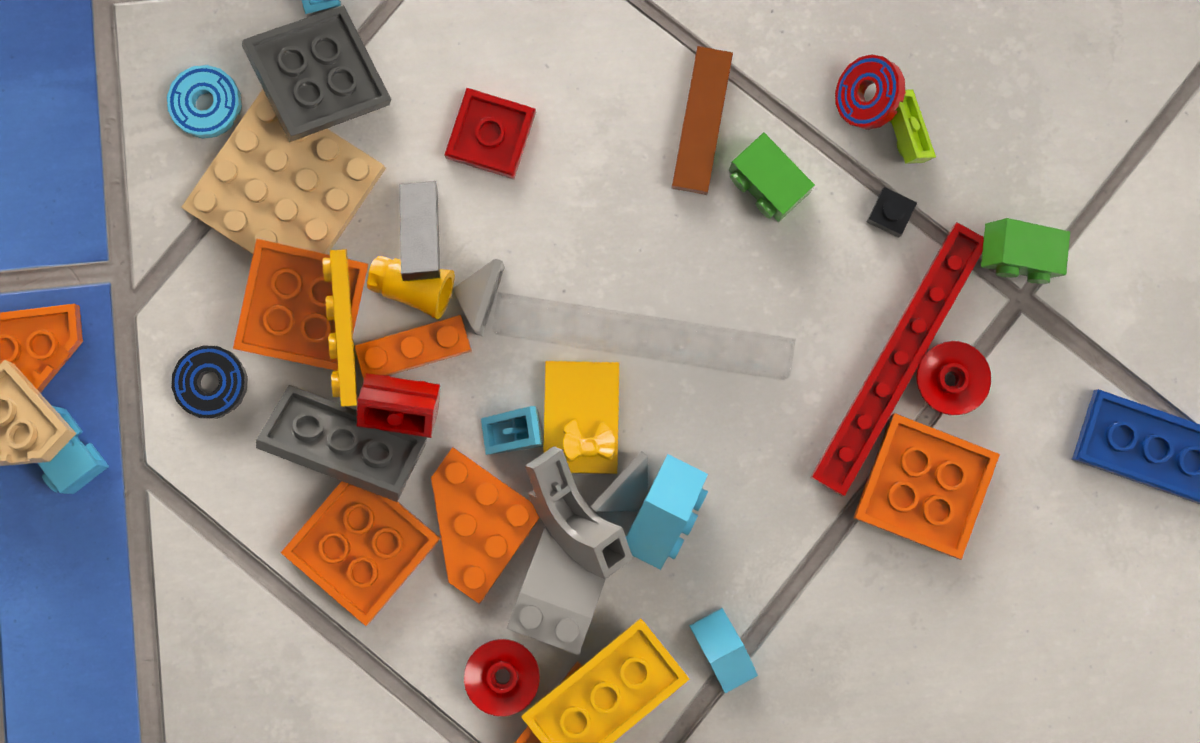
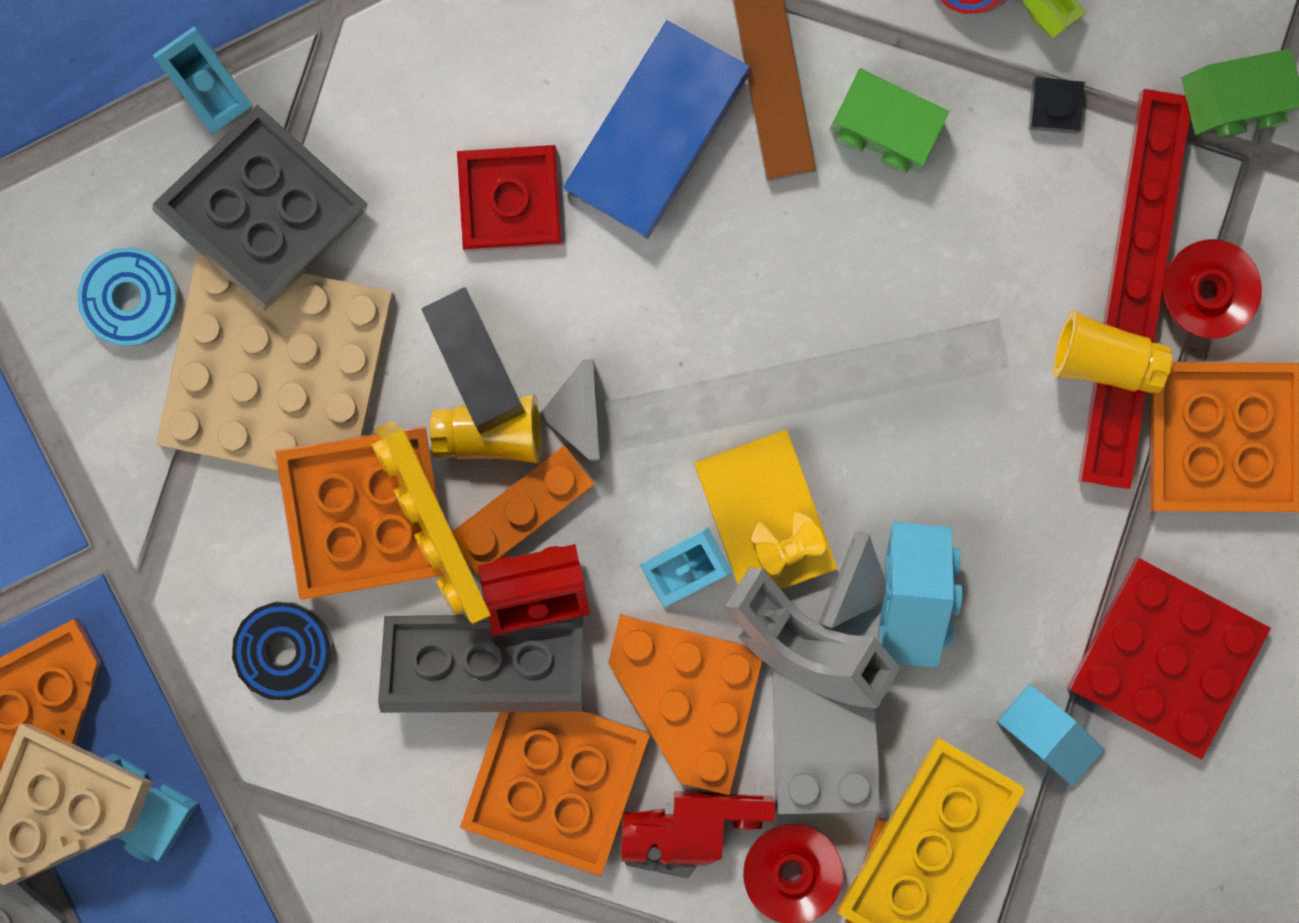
camera: 25 degrees left, 5 degrees up
(440, 620) = (693, 832): none -> red plate
(609, 124) = (657, 129): none -> blue tile
(828, 628) = (1169, 658): none -> red plate
(864, 395) = (1110, 356): none -> yellow plant

